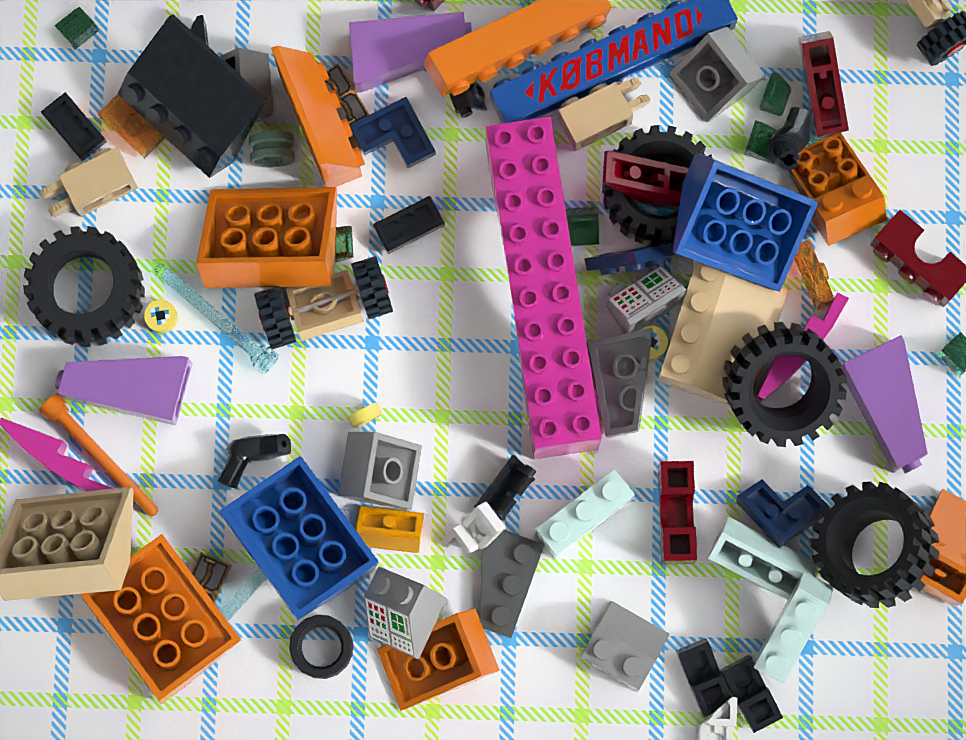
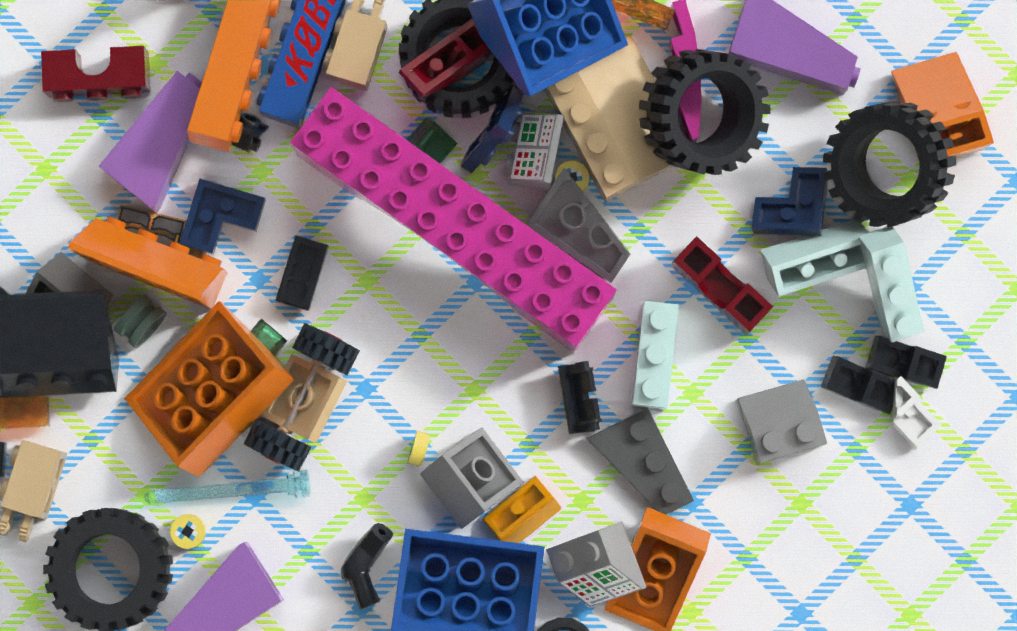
camera: 45 degrees left, 5 degrees up
(476, 531) = (589, 449): white slope -> none

